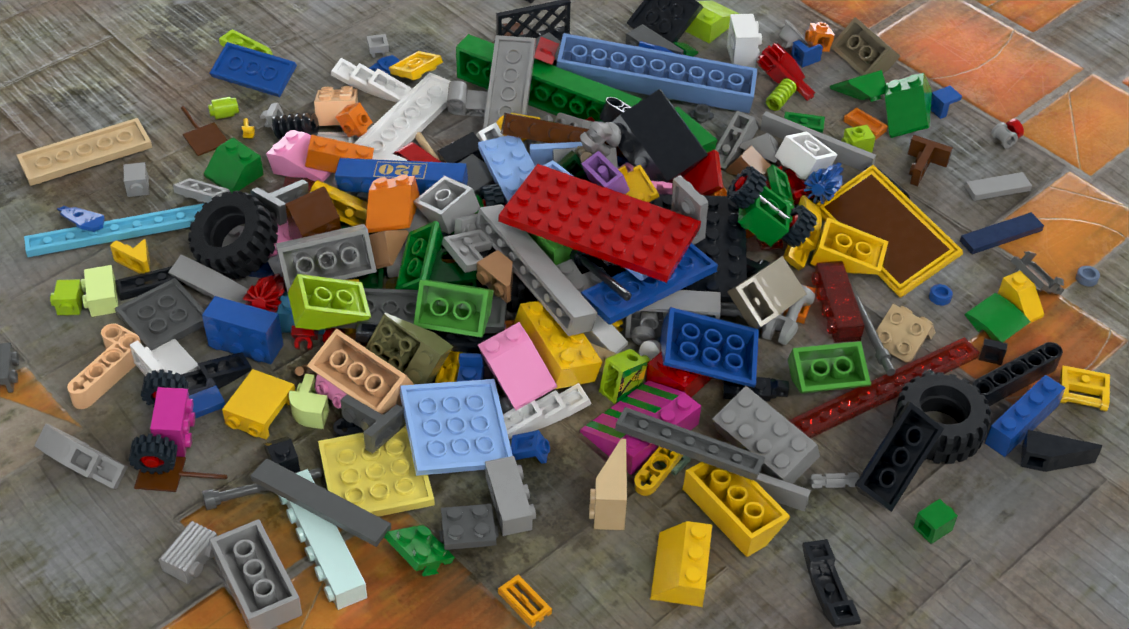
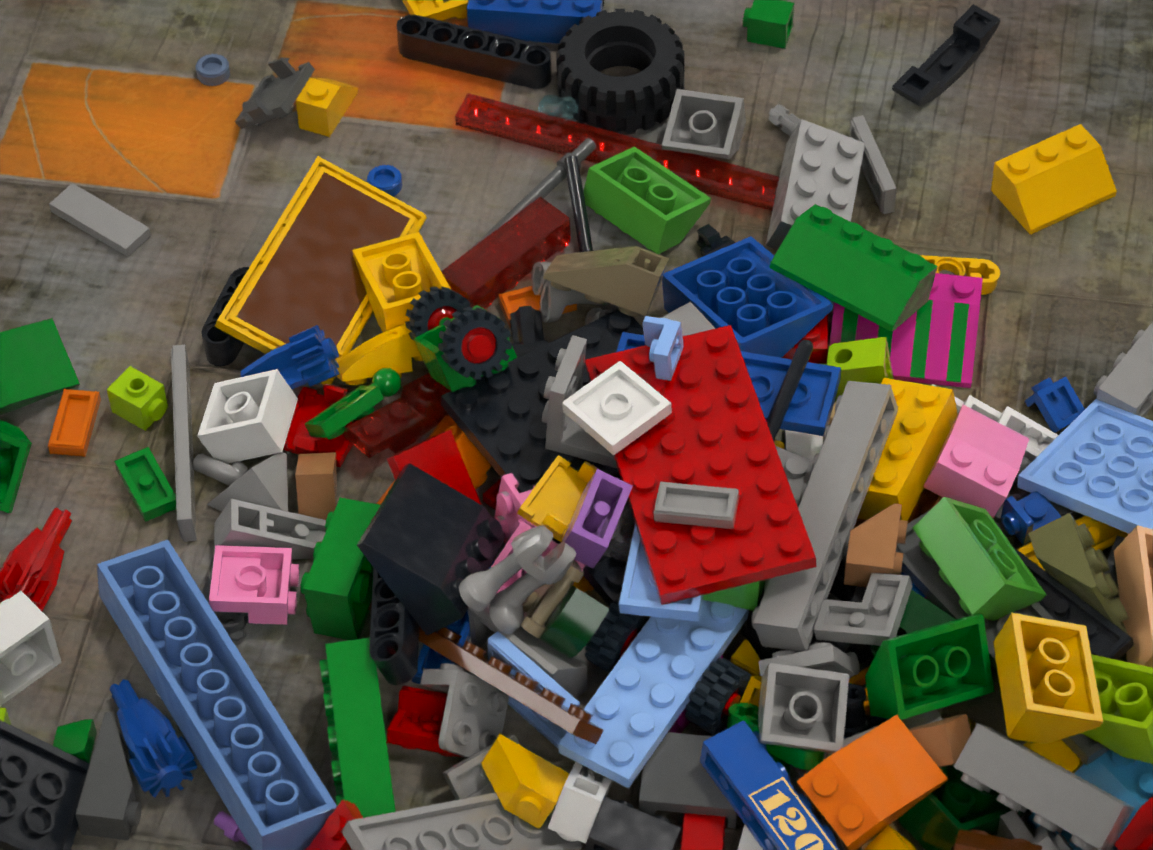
camera: 125 degrees left, 5 degrees up
(366, 275) = (1046, 679): none -> yellow slope
(567, 191) = (696, 505): none -> light grey tile
(610, 493) = (1038, 275): tan slope -> none
(651, 198) = (617, 407): none -> white plate
(669, 232) = (665, 344): none -> light blue bracket
(679, 384) = (854, 267): none -> green slope
(690, 443) = (923, 221): dark grey plate -> none
(712, 115) = (254, 583): none -> bright pink plate
(735, 506) = (934, 172): yellow slope -> none
(781, 94) = (95, 546): lime piece -> none
(860, 424) = (705, 124): none -> light grey slope
(868, 347) = (578, 204): none -> black bar
(899, 457) = (734, 67): black slope -> none
(904, 332) = (496, 168): tan bracket -> none
(926, 152) = (119, 307): reddish brown bracket -> none
(993, 351) = (451, 85): black plate -> none
(997, 318) = (382, 109): green slope -> none
(1001, 233) = (202, 176): dark blue tile -> none

